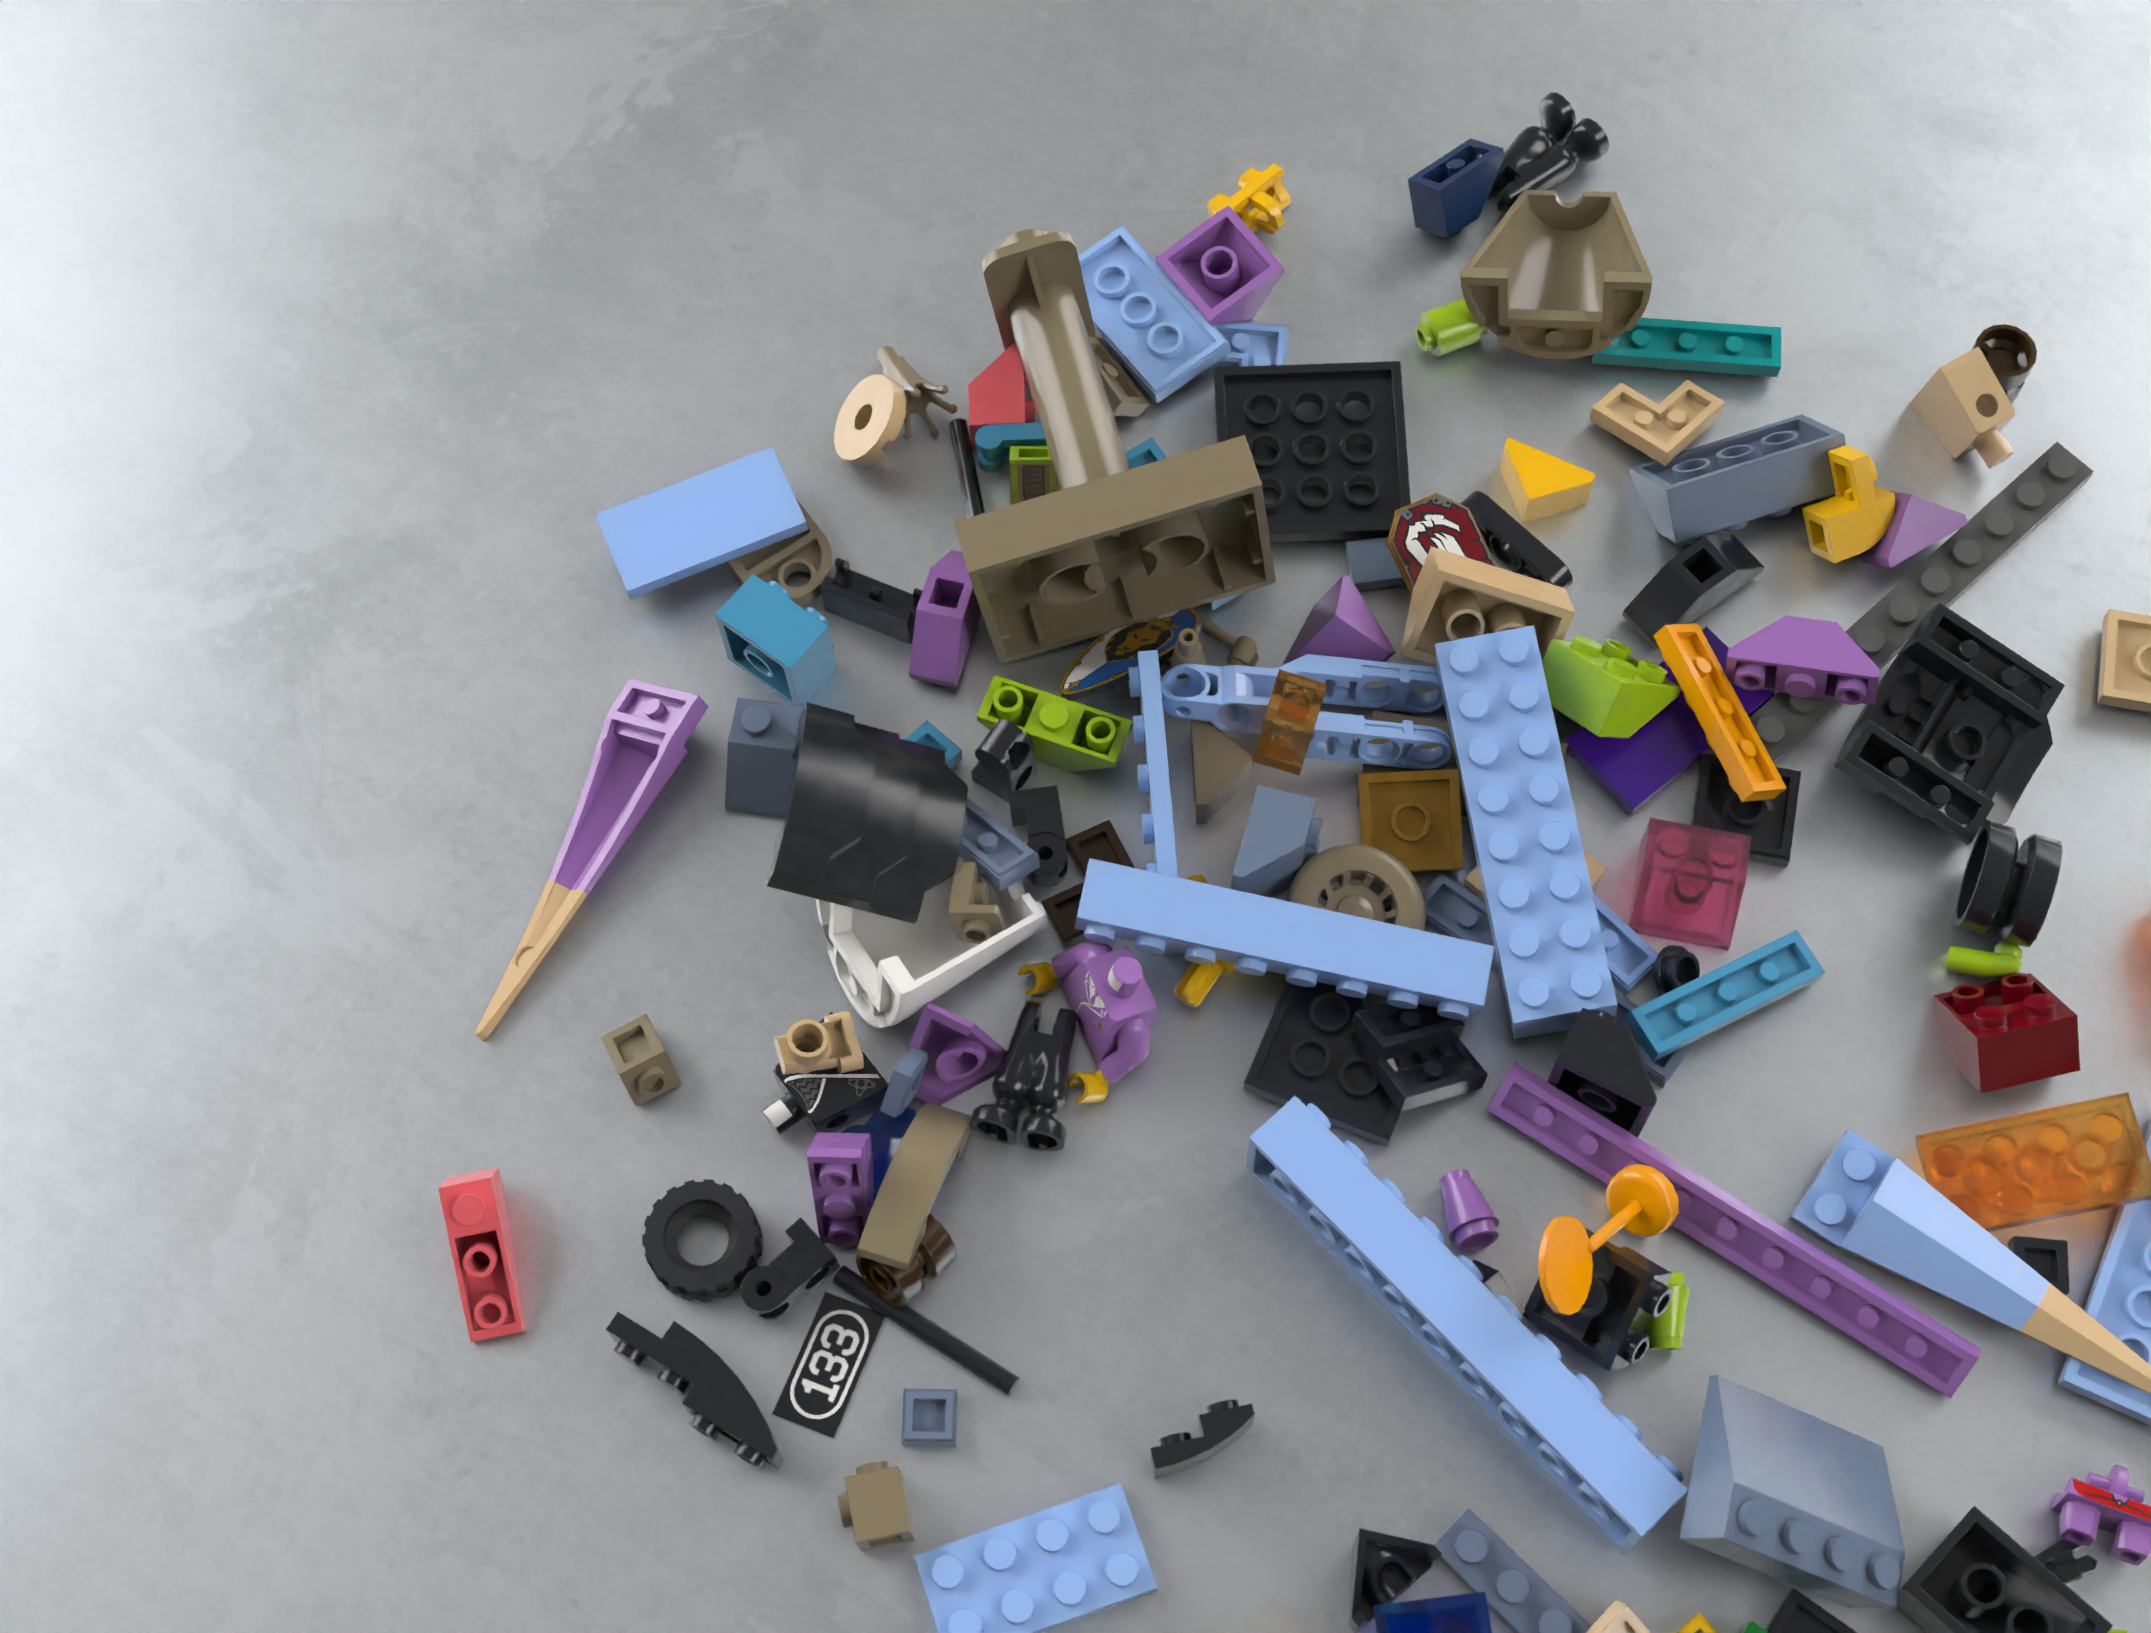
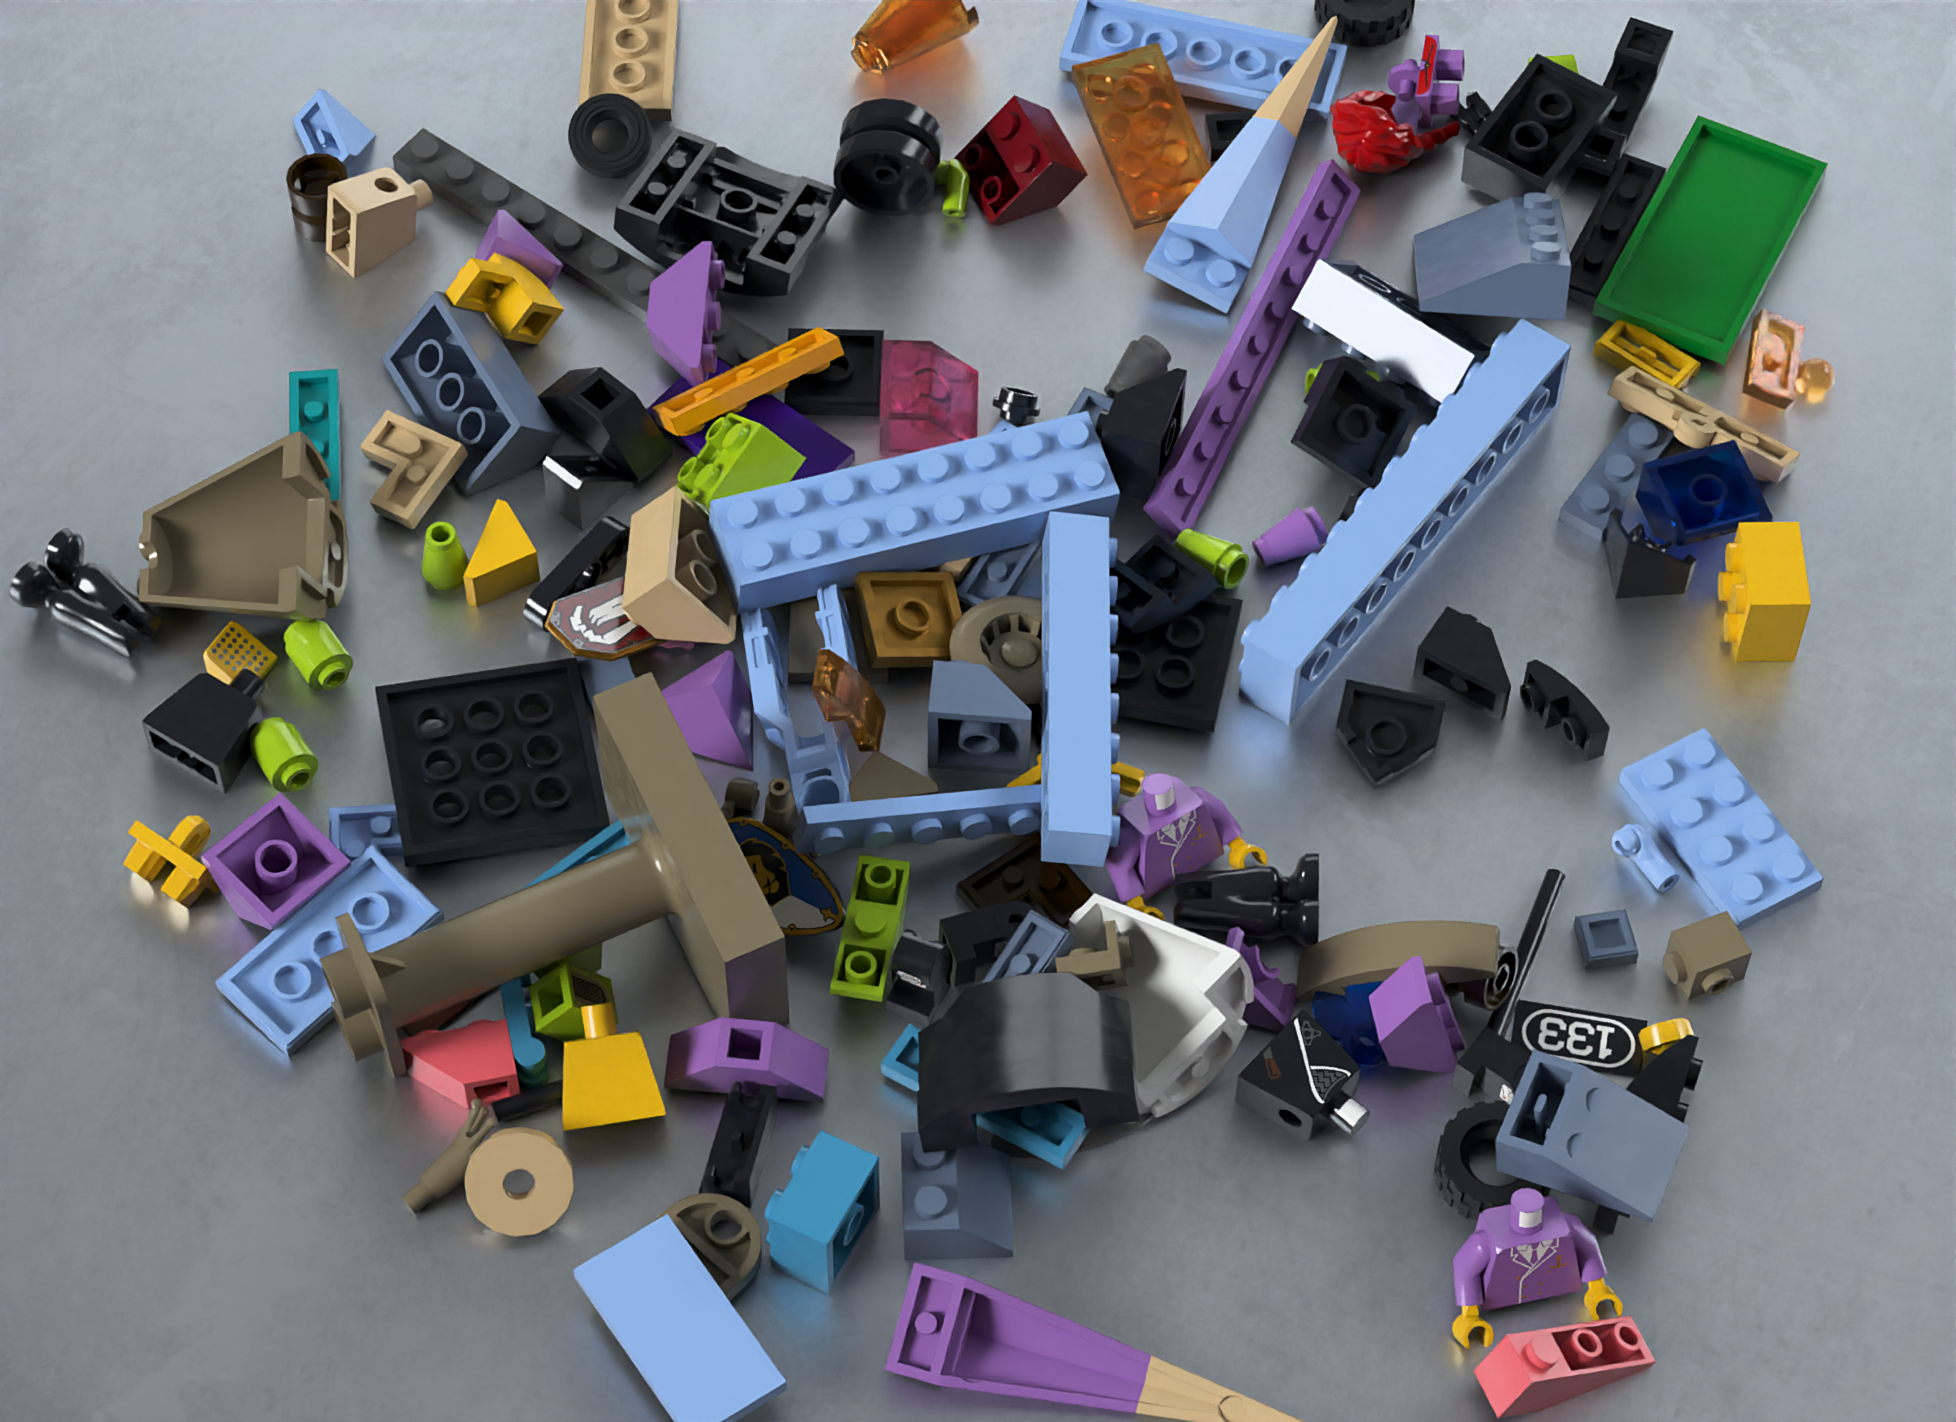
camera: 105 degrees left, 10 degrees down
(586, 1237) = (1525, 1256): none -> medium lavender torso
(641, 1060) = (1320, 1262): dark tan bracket -> none
(667, 1303) = (1588, 1137): none -> sand blue slope
(799, 1441) = (1663, 1035): none -> yellow tile
(829, 1044) = (1287, 1061): tan plate -> none
(904, 1082) = (1292, 993): sand blue tile -> none
(950, 489) = (607, 1074): none -> yellow torso
(1016, 1484) = (1639, 846): none -> light blue arm
(1212, 1253) = (1388, 728): none -> black plate
(1280, 1351) = (1464, 662): none -> black slope
(1347, 293) = (283, 755): none -> lime brick
(1384, 240) = (208, 726): none -> black torso
(1448, 269) = (237, 650): none -> yellow slope
(1450, 1127) = (1216, 555): none -> lime cone
(1454, 187) = (137, 657): dark blue slope -> none
(1546, 430) = (443, 557): none -> lime cone
(1616, 558) = (582, 486): none -> black slope
(1638, 1202) = (1253, 405): light orange piece -> none
(1709, 1100) = (1140, 362): none -> flat silver cone
(1724, 995) = (1035, 358): dark azure plate -> none
(1764, 1341) = (1389, 328): none -> slope
(2019, 1427) = (1373, 138): none -> red hair
(2063, 608) = (603, 108): none -> black tyre
(2088, 397) = (331, 129): none -> light blue slope

